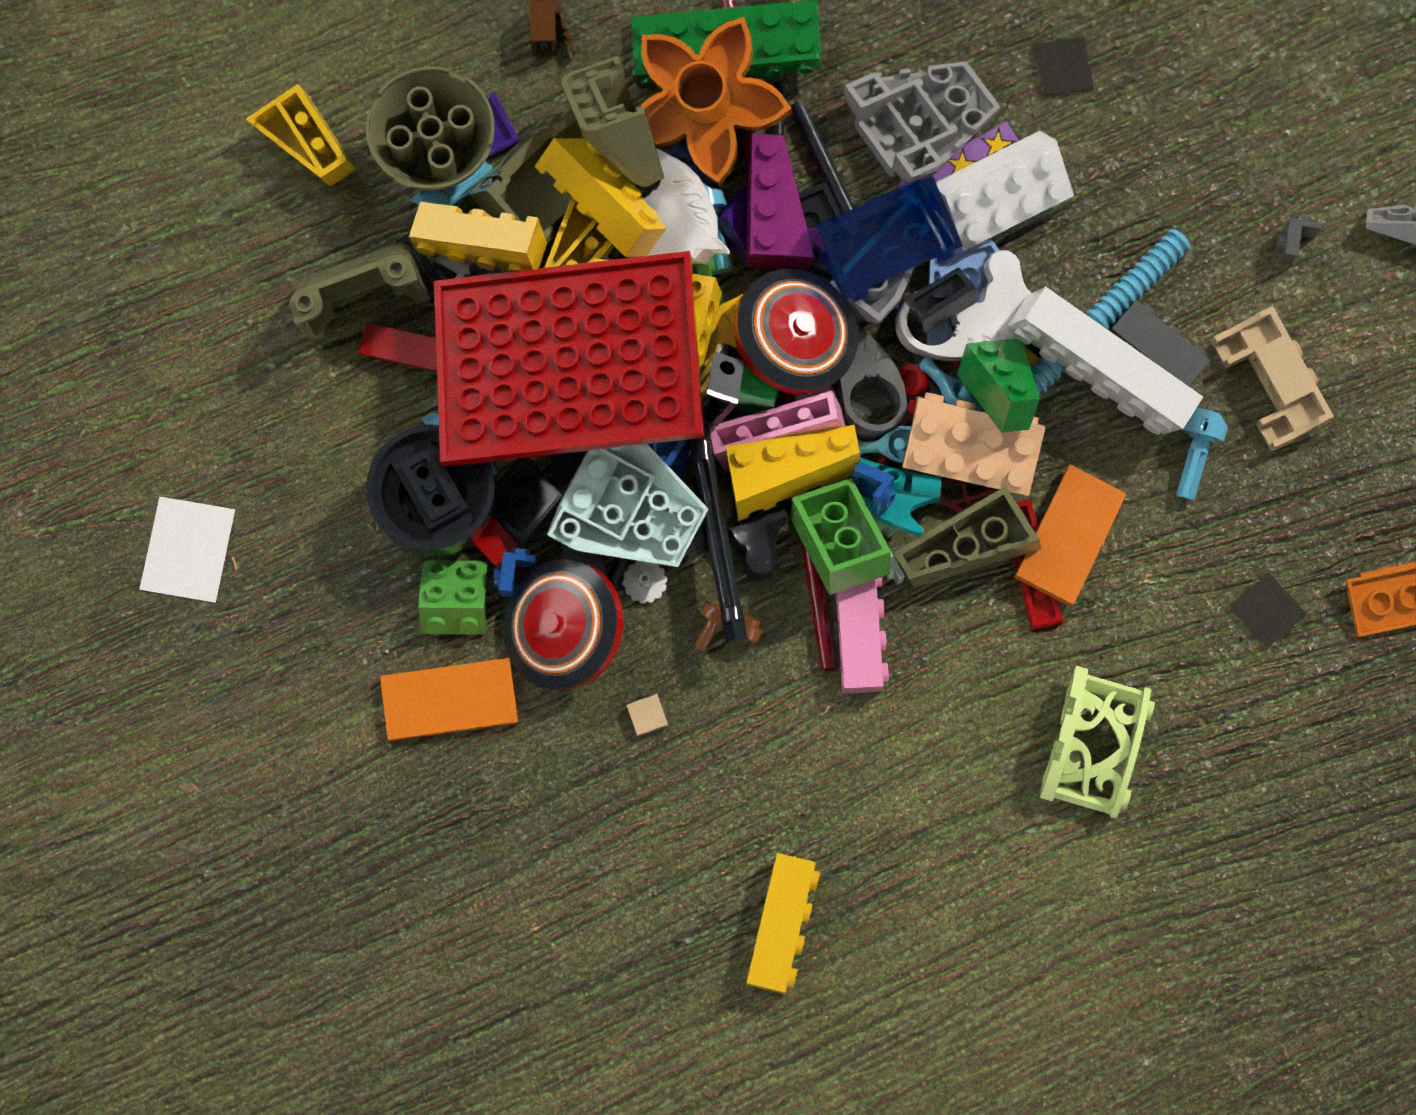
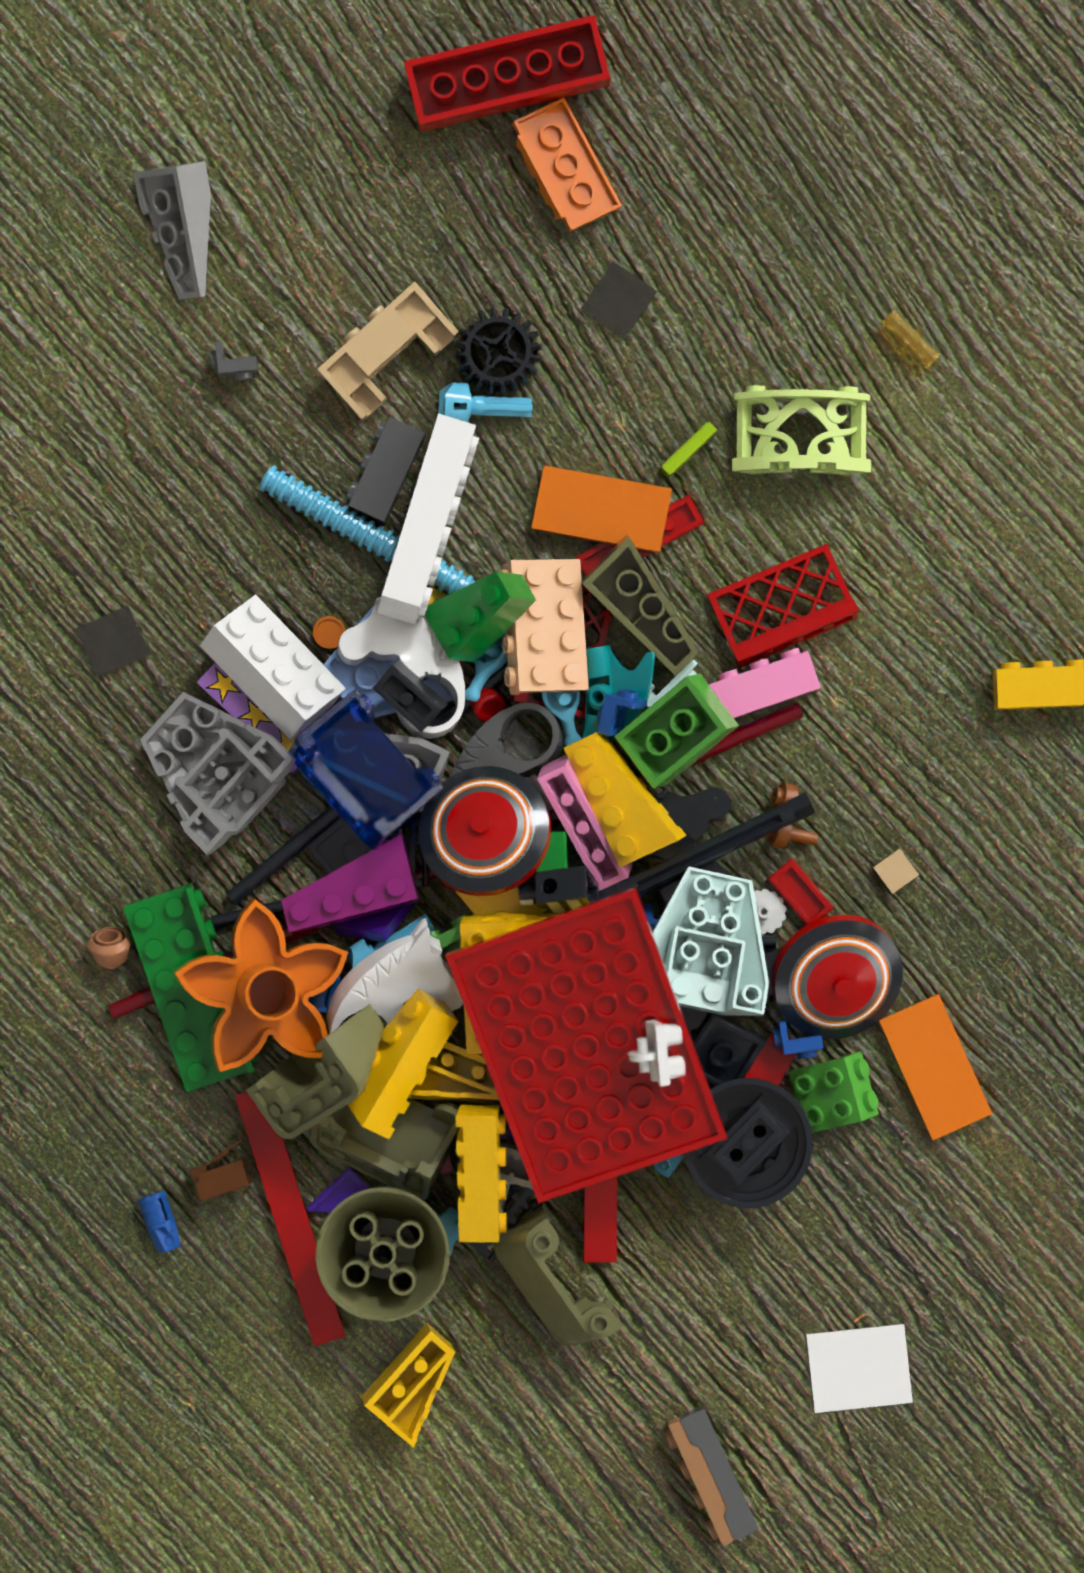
camera: 105 degrees left, 10 degrees up
(131, 382) = (712, 1476): none -> piece
(491, 76) = (291, 1222): none -> red tile
(525, 416) = (653, 1052): none -> white hips
(653, 619) = (800, 892): none -> red tile
(904, 680) = (788, 633): none -> red fence
(1025, 256) = (328, 632): none -> orange piece
(1106, 631) = (688, 449): none -> lime tile
(1160, 876) = (910, 338): none -> clear yellow pin
(1237, 472) = (512, 326): none -> black gear

